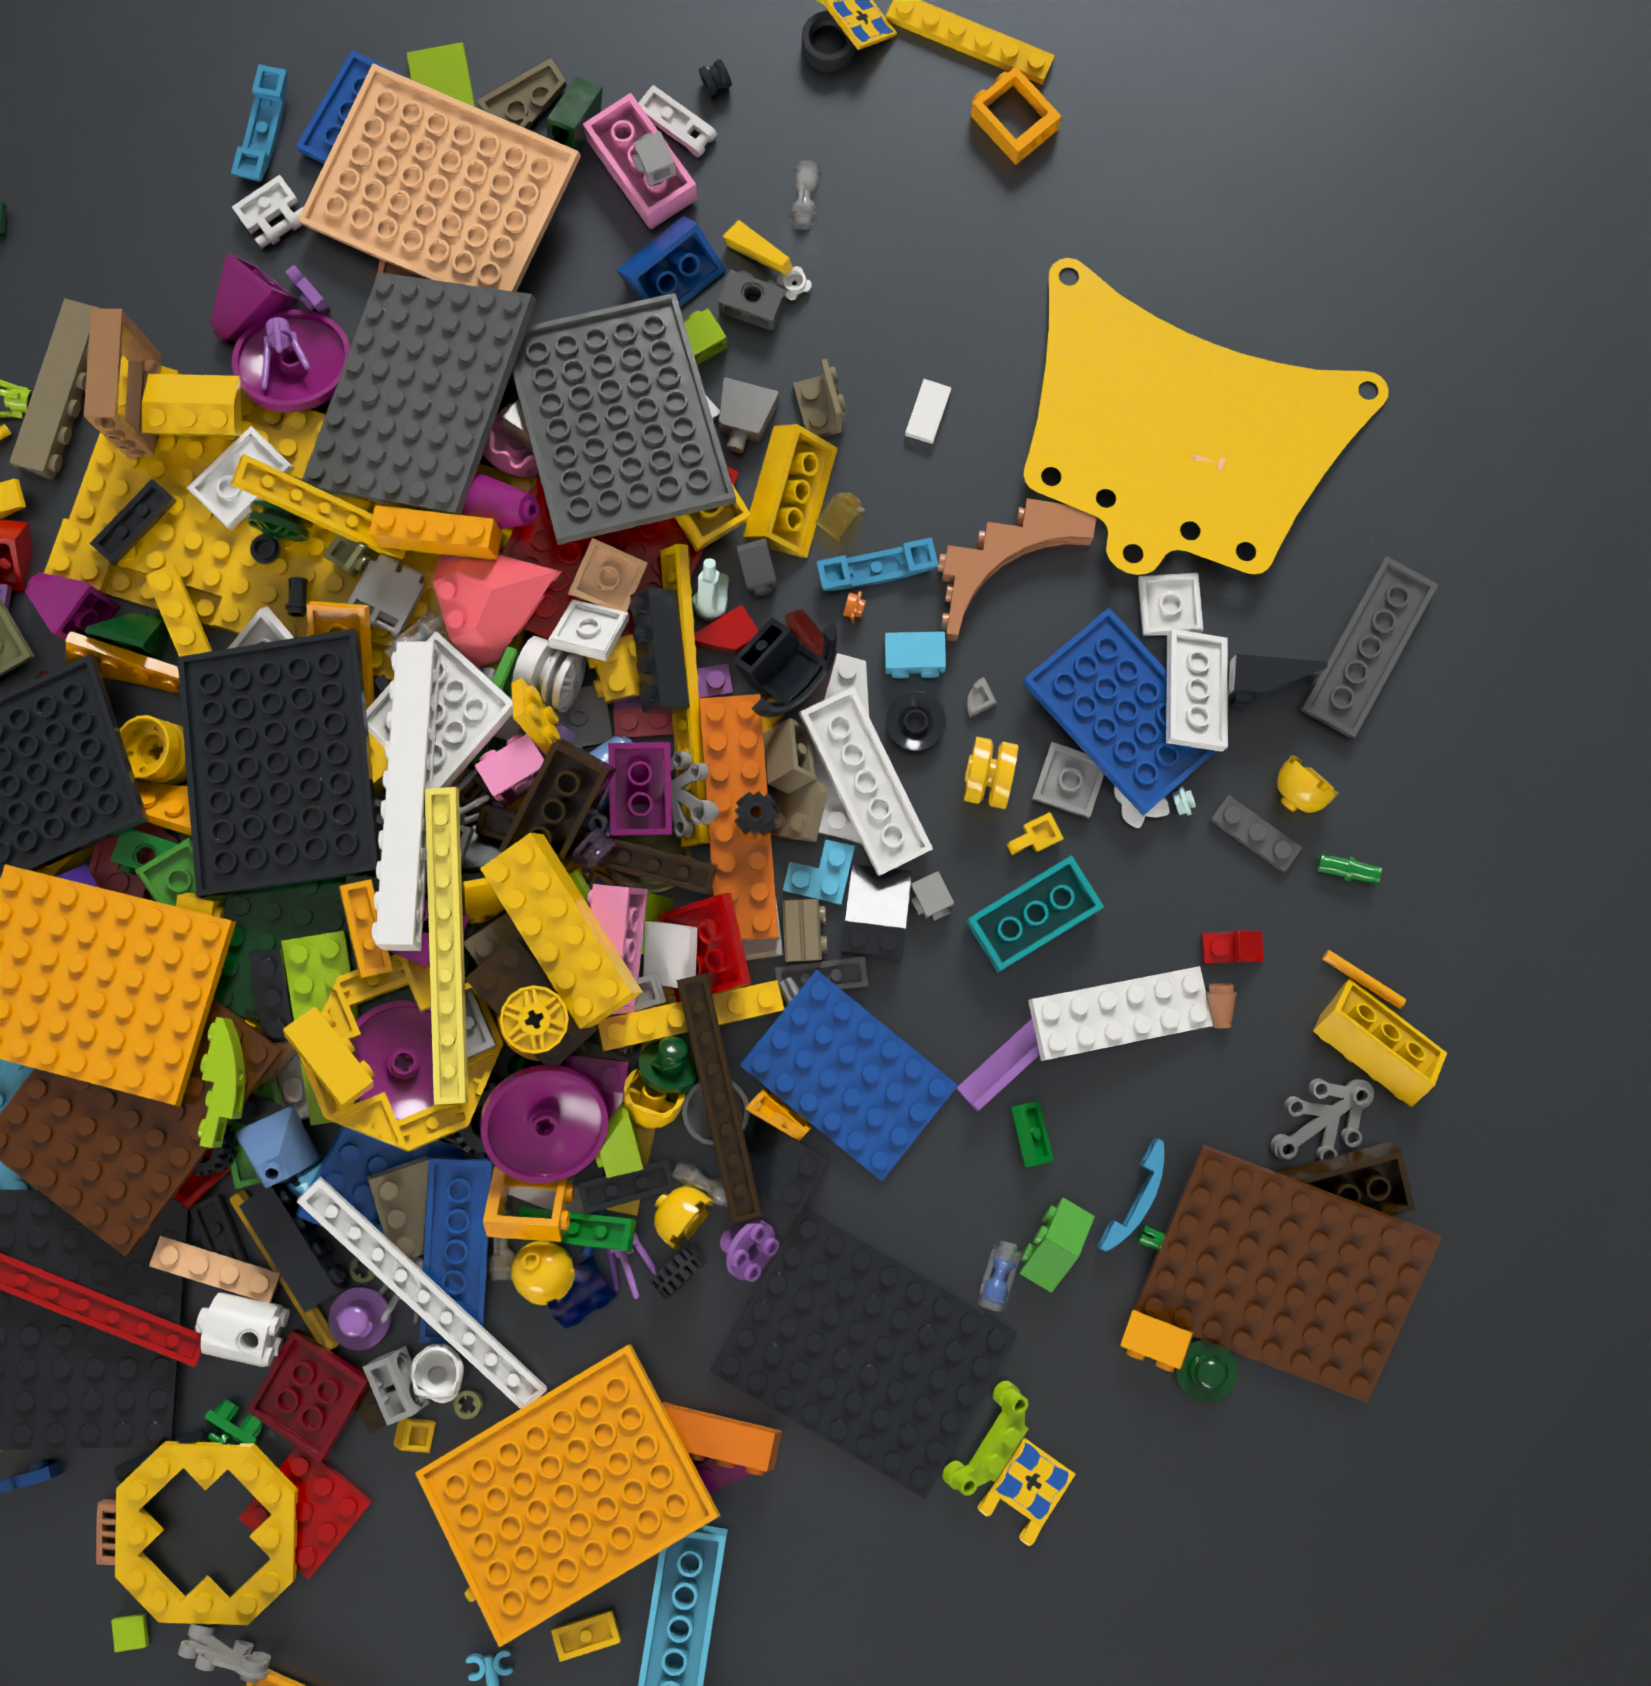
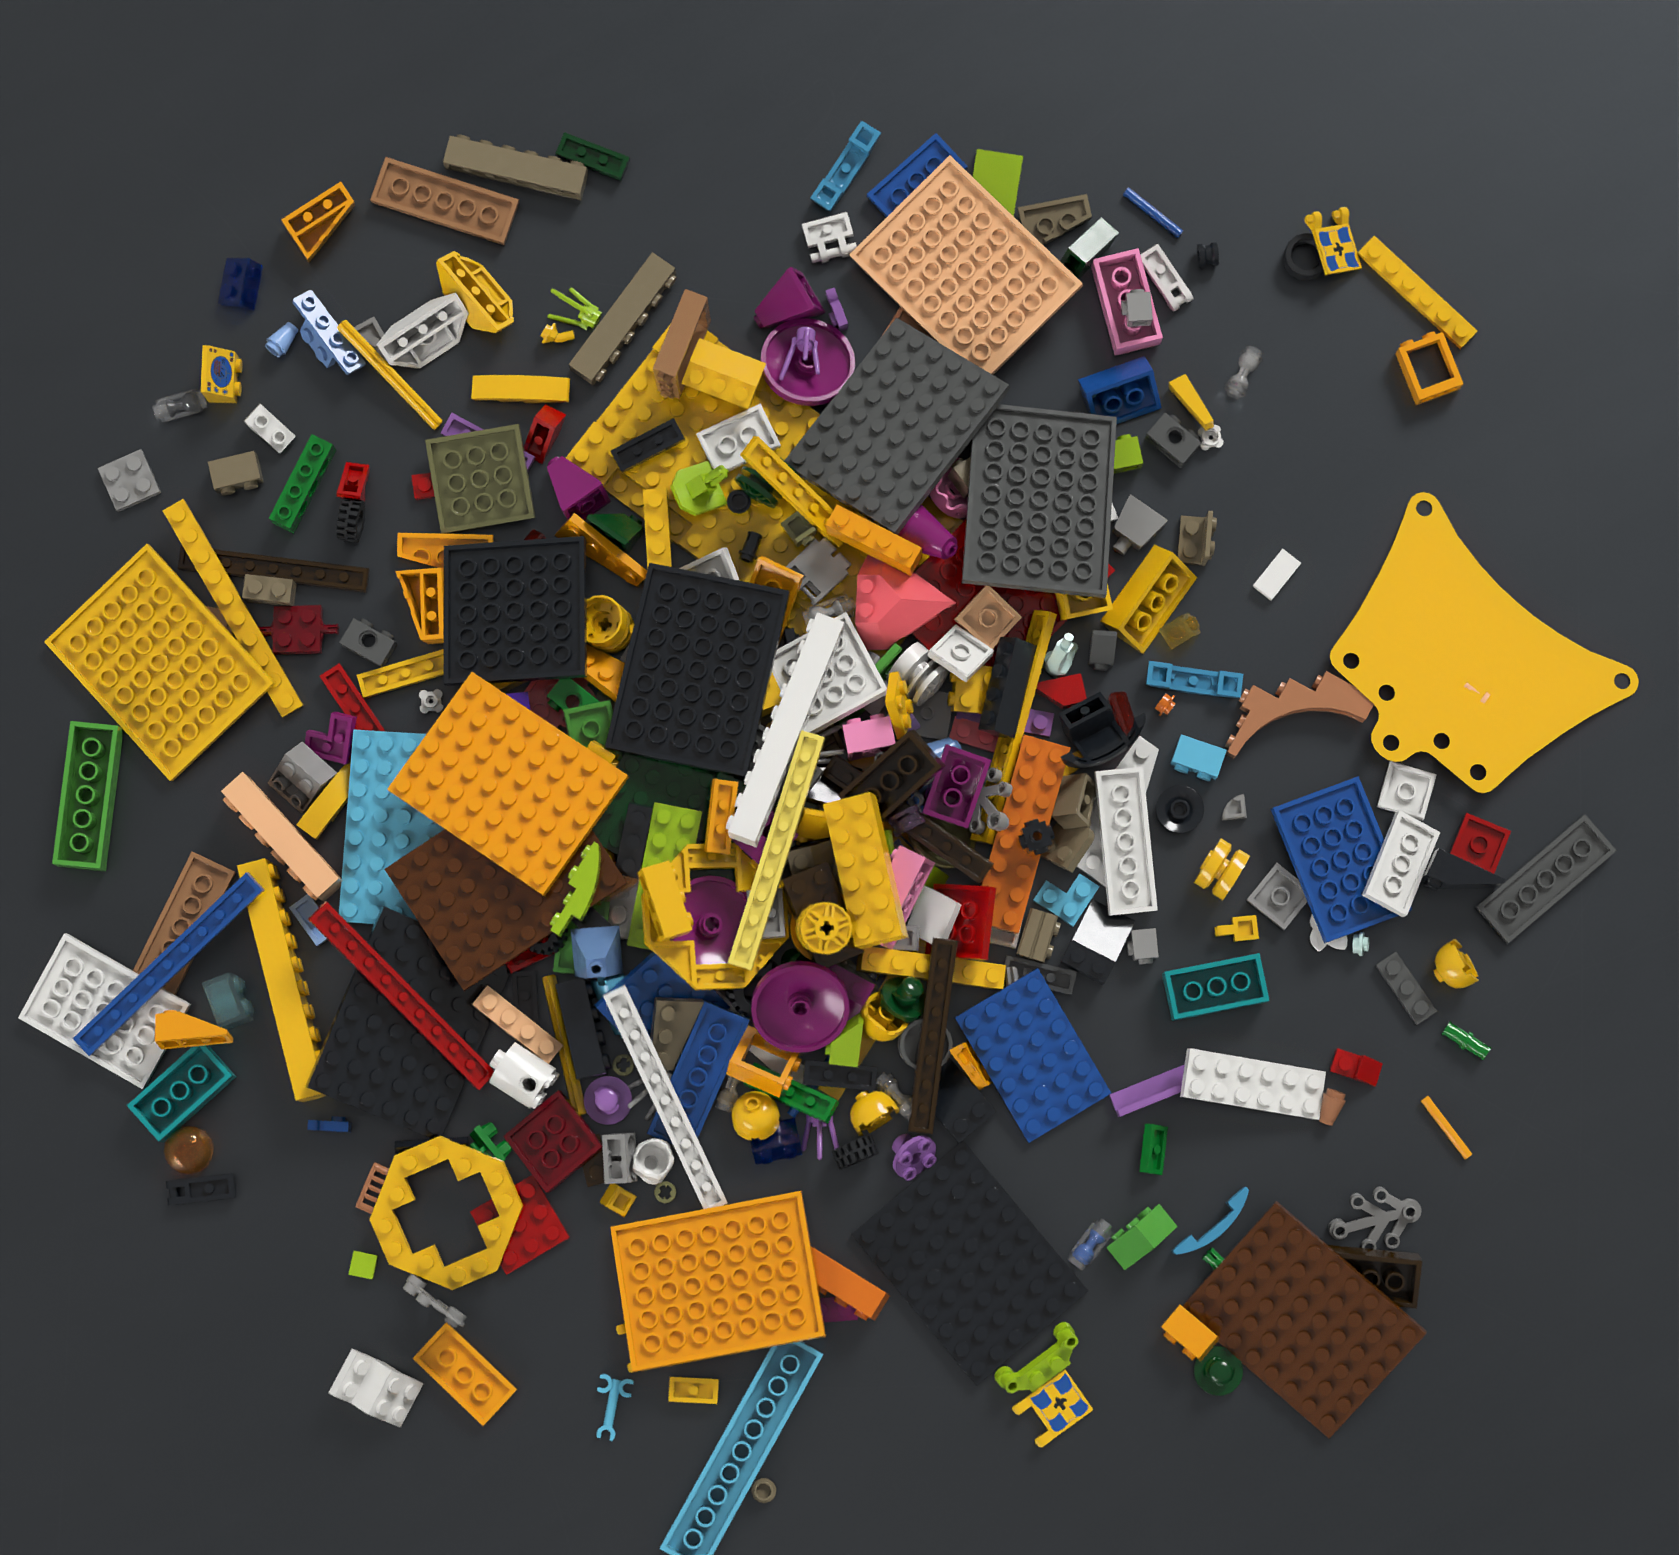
camera: 20 degrees right, 0 degrees up
(210, 550) = (698, 488): none -> lime piece
(635, 54) = (1153, 212): none -> blue bar
(1278, 631) = (1480, 842): none -> red plate
(1381, 1043) = (1440, 1178): yellow slope -> none

